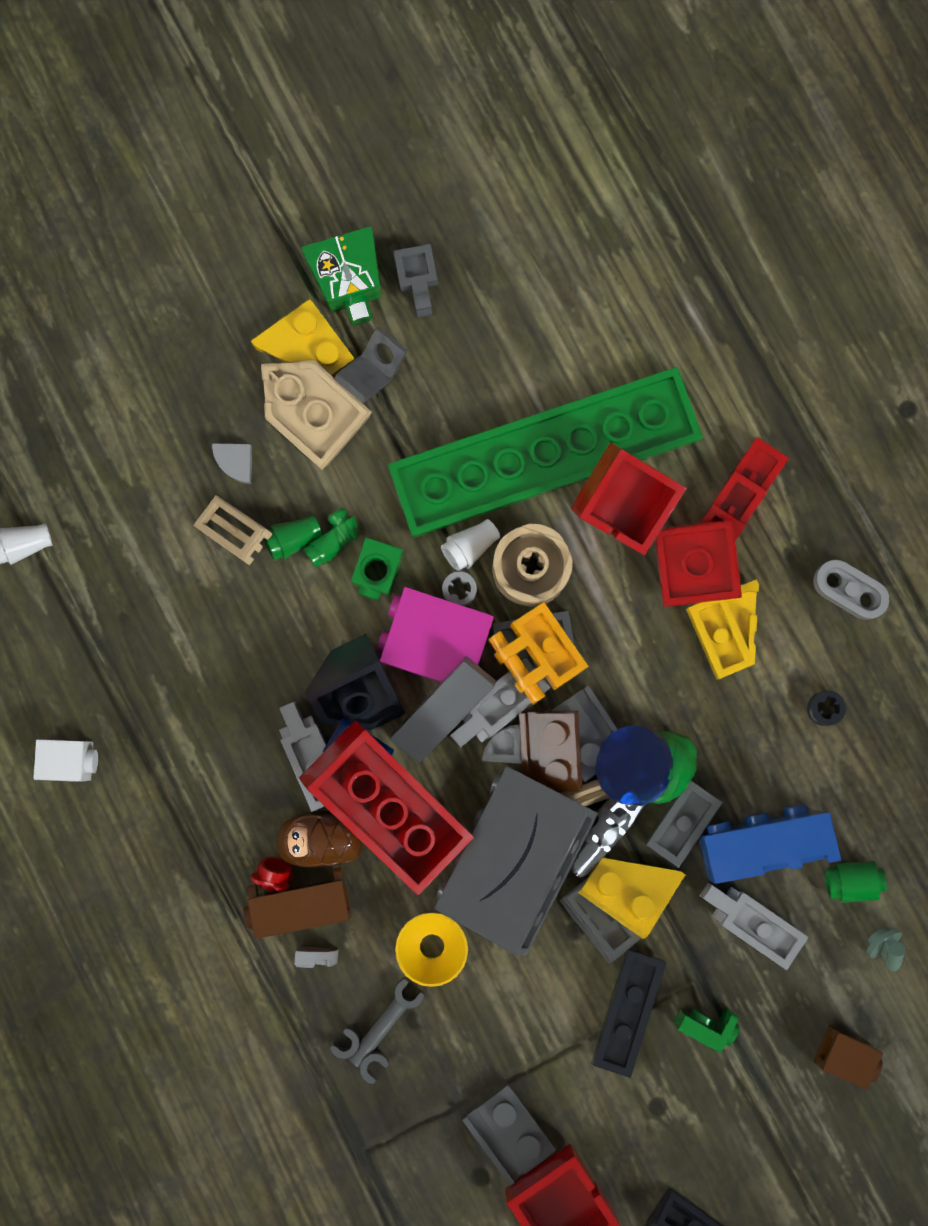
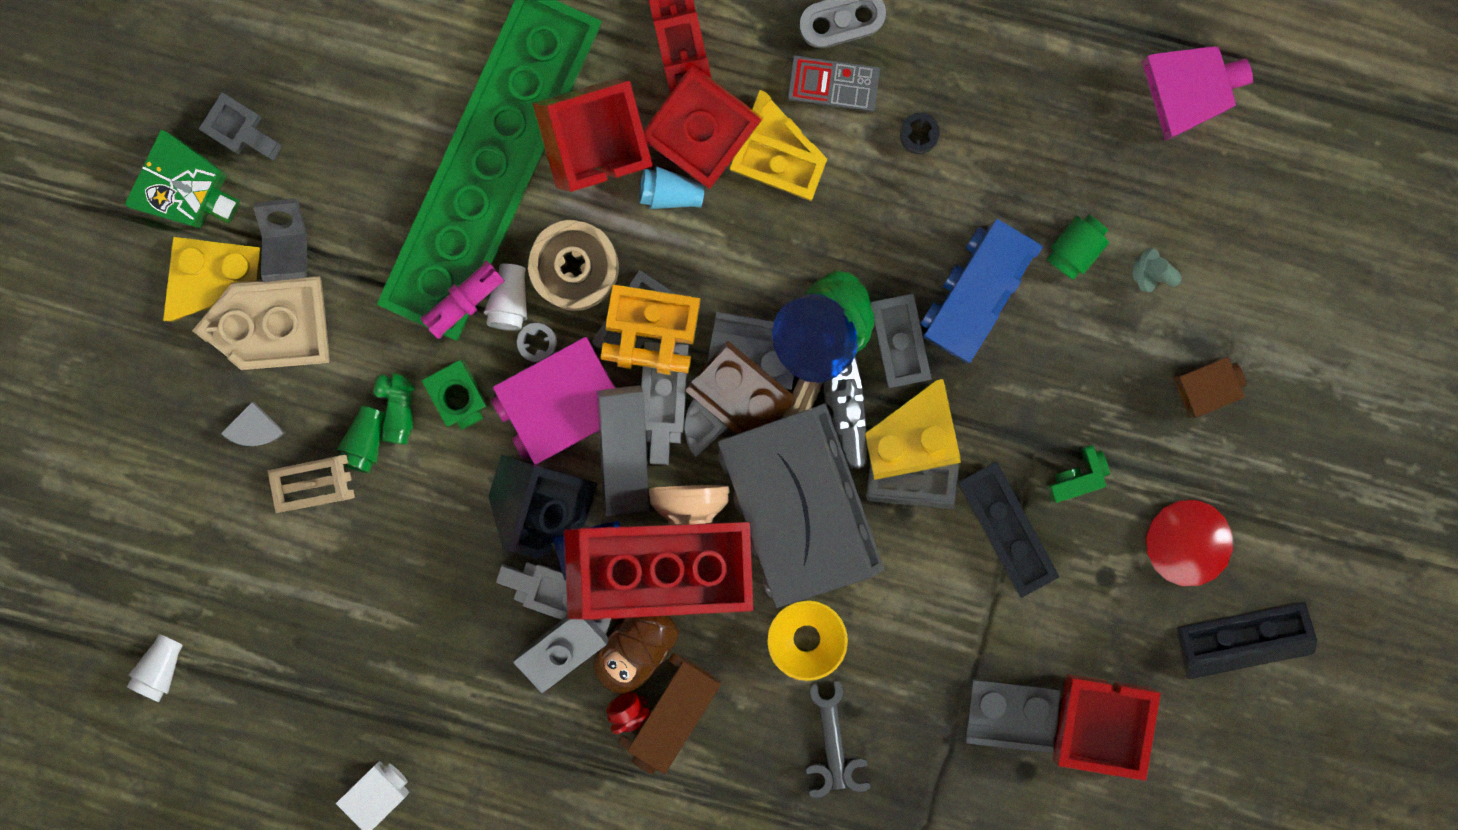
camera: 40 degrees left, 5 degrees up
(272, 792) = (560, 651): none -> plate
(309, 956) = (722, 743): light grey tile -> none
(442, 515) = (462, 299): none -> dark pink pin
(448, 785) = (689, 503): none -> light nougat piece
(636, 580) = (669, 190): none -> medium azure cone
(733, 1142) = (1189, 543): none -> red dish
(755, 924) = (1036, 360): light grey hinge -> none
(804, 623) = (834, 84): none -> dark grey tile

